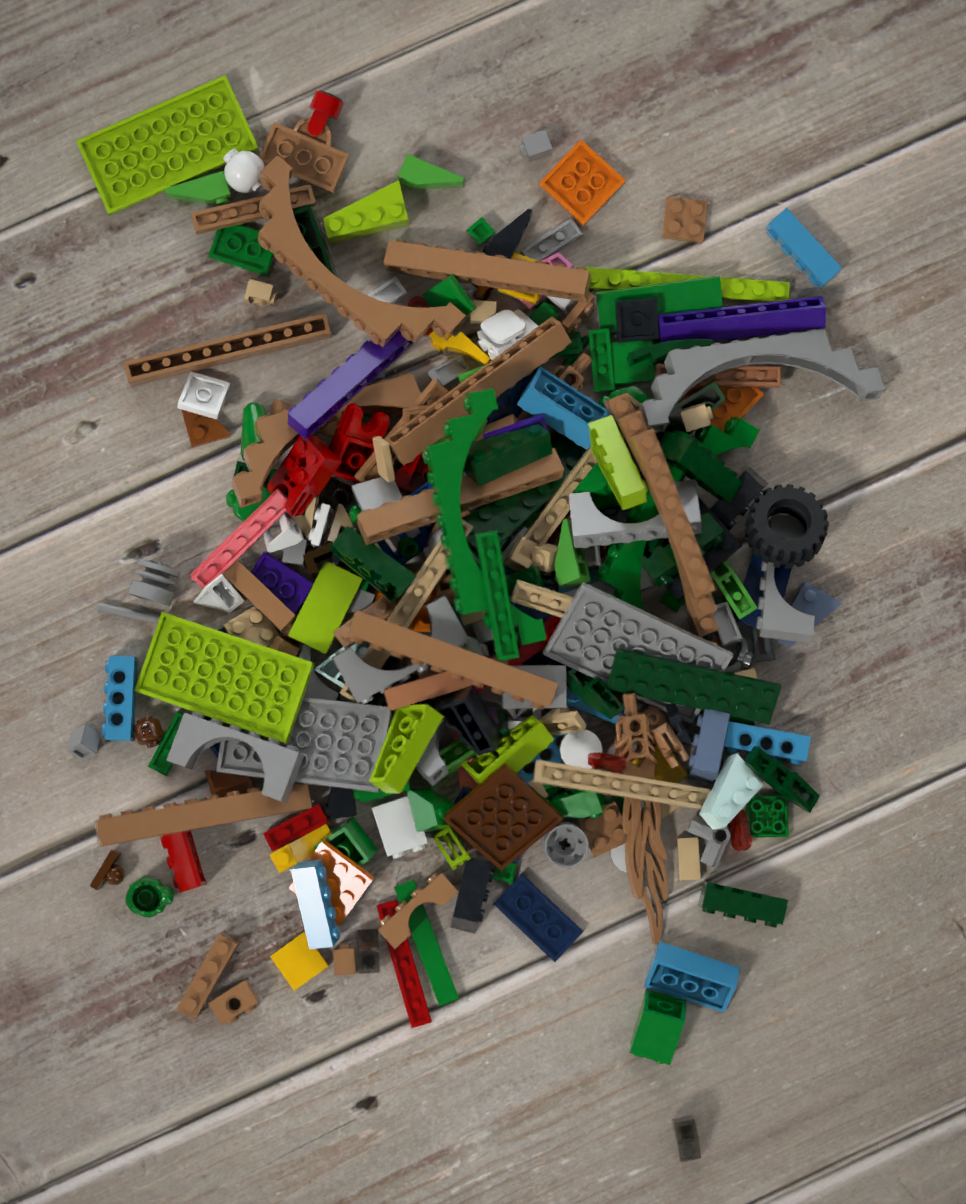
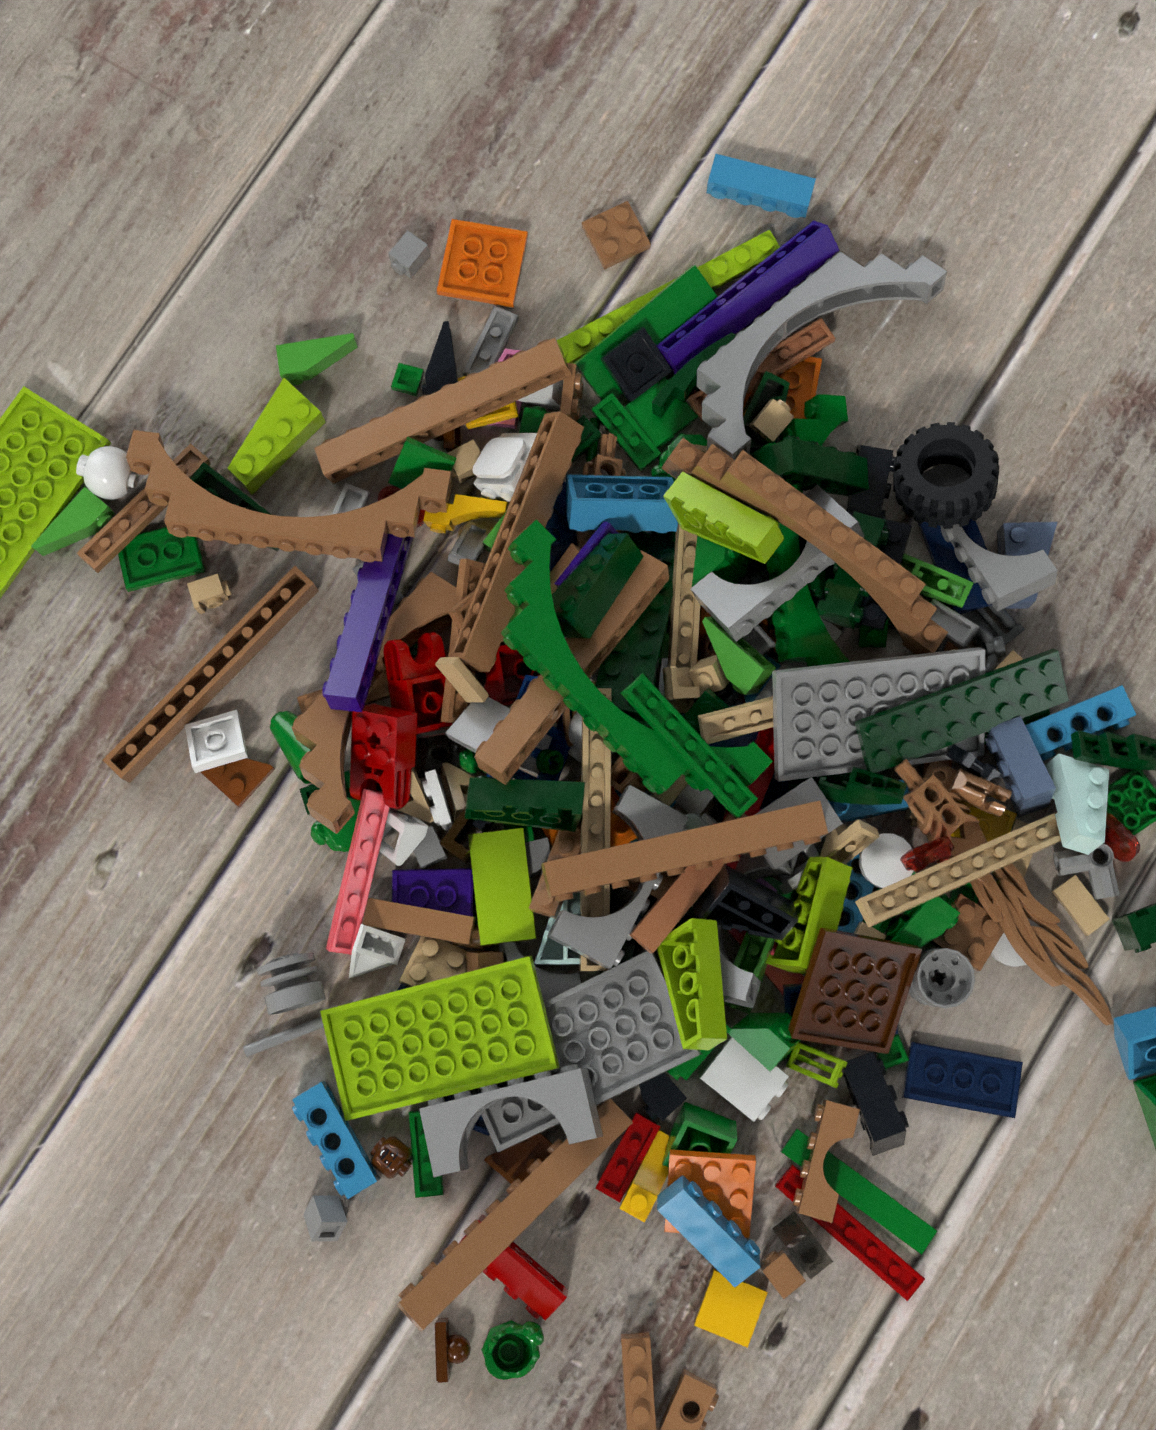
camera: 30 degrees left, 5 degrees down
(309, 145) = (163, 401): medium nougat plate -> none

